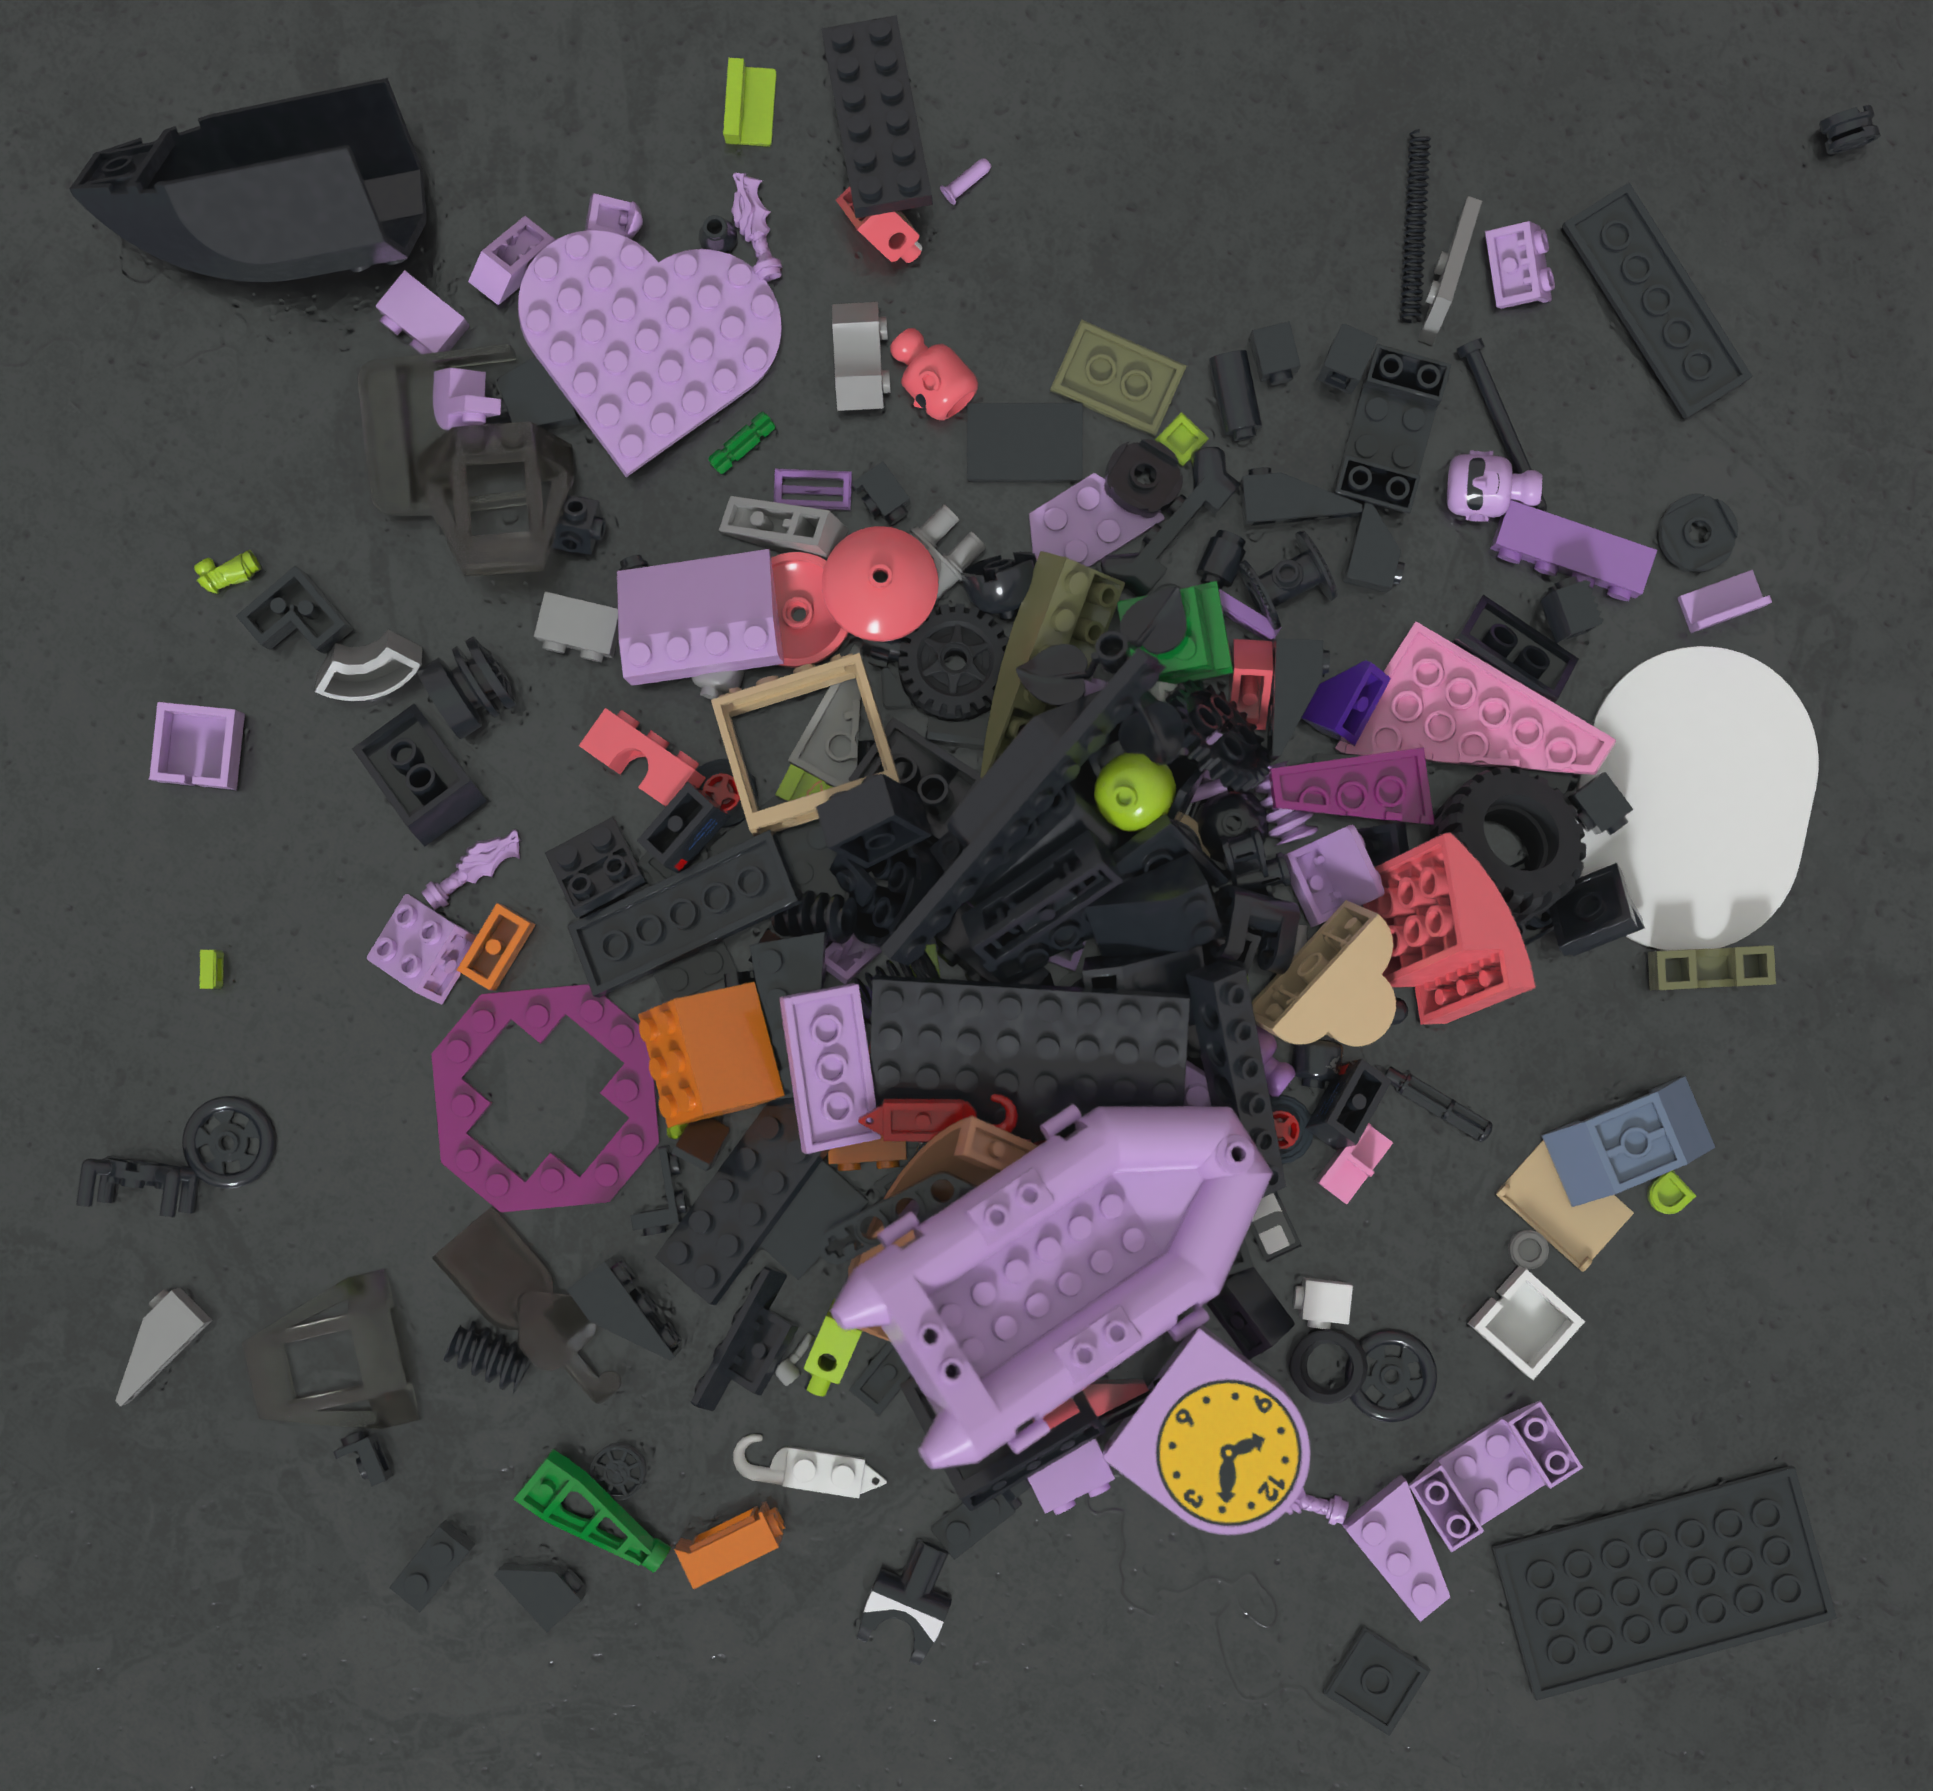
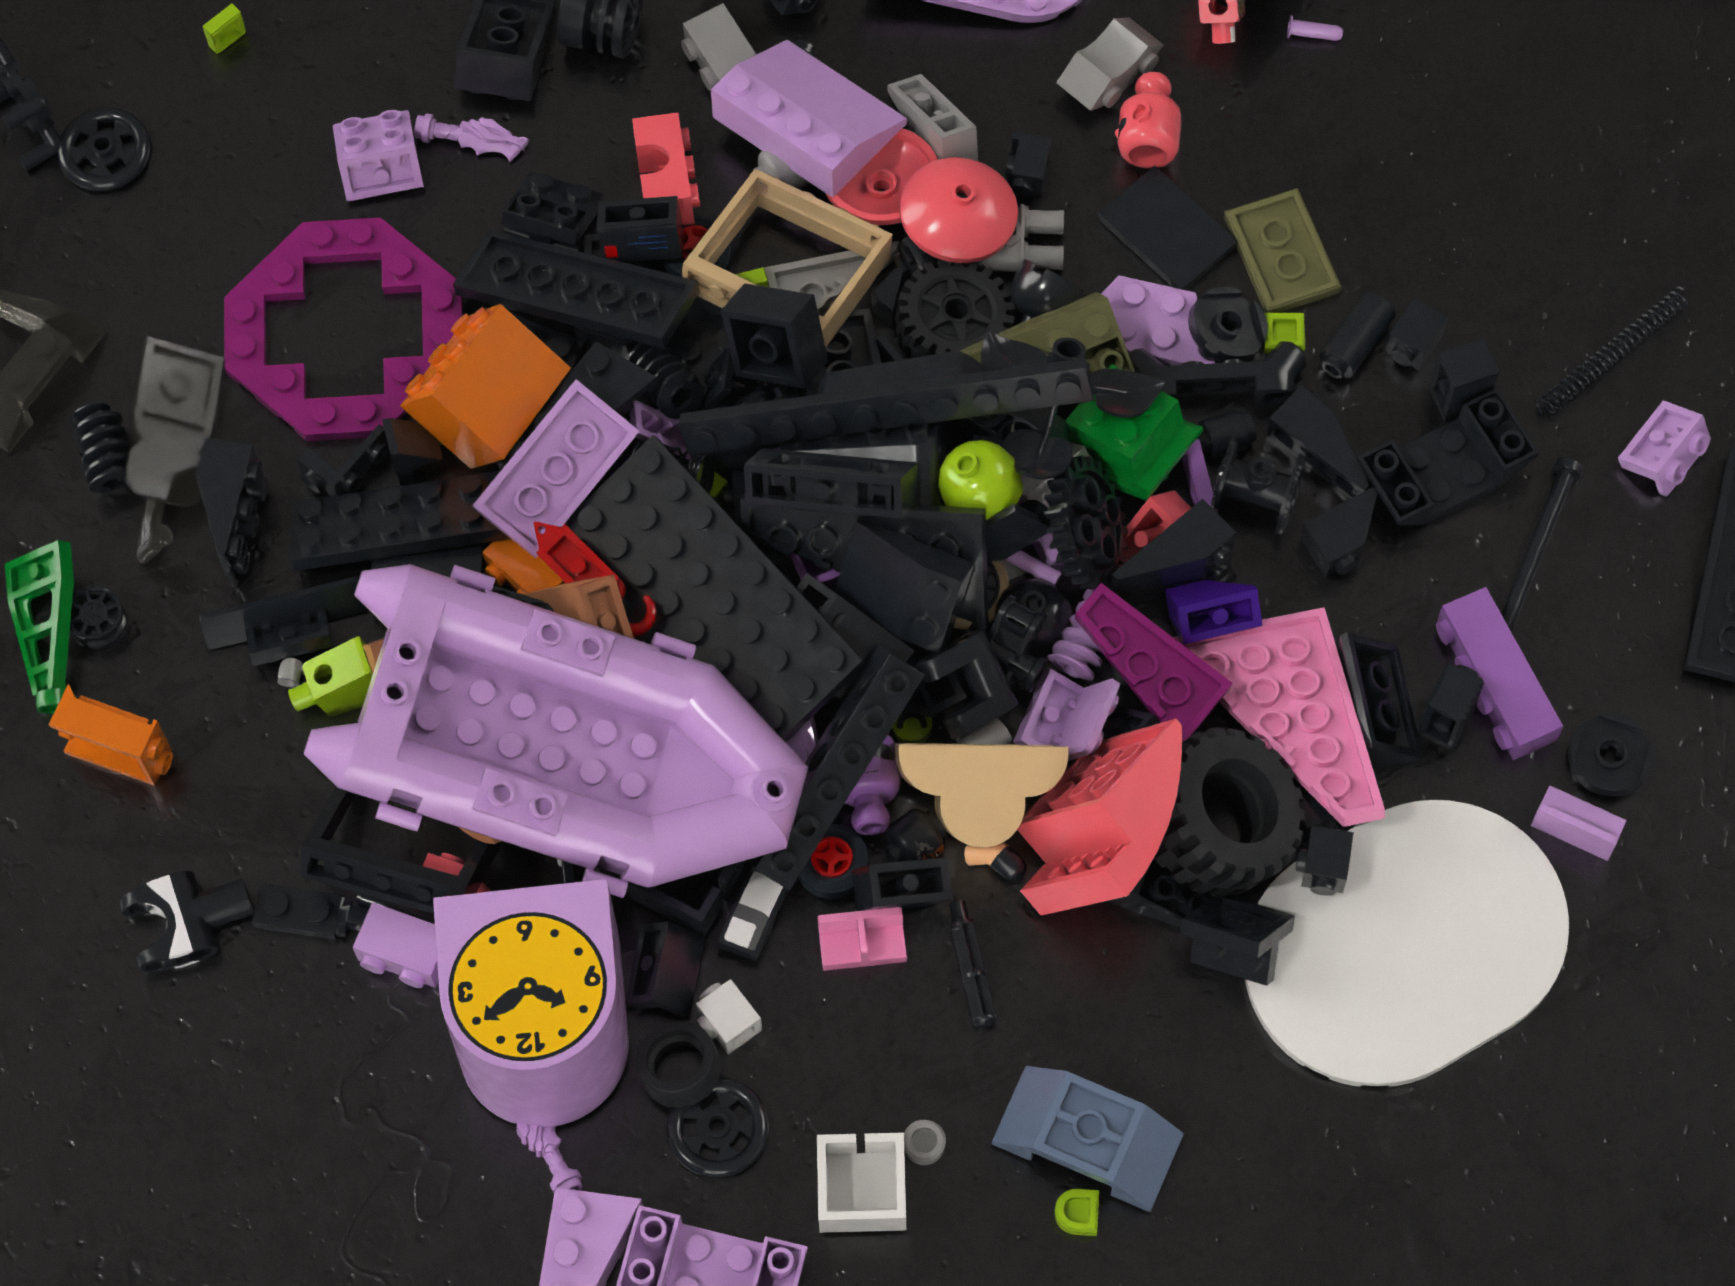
camera: 45 degrees right, 20 degrees down
(496, 947) = (425, 192): orange brick -> none
(741, 442) = (967, 47): green axle -> none
(809, 1470) = (226, 757): white plate -> none
(844, 491) = (1002, 145): medium lavender tile -> none
(1449, 268) = (1596, 402): light grey wing -> none
(1484, 485) = (1475, 558): lavender piece -> none
(1541, 1201) = (973, 1165): tan piece -> none
(1711, 967) = (1305, 1086): olive arch -> none

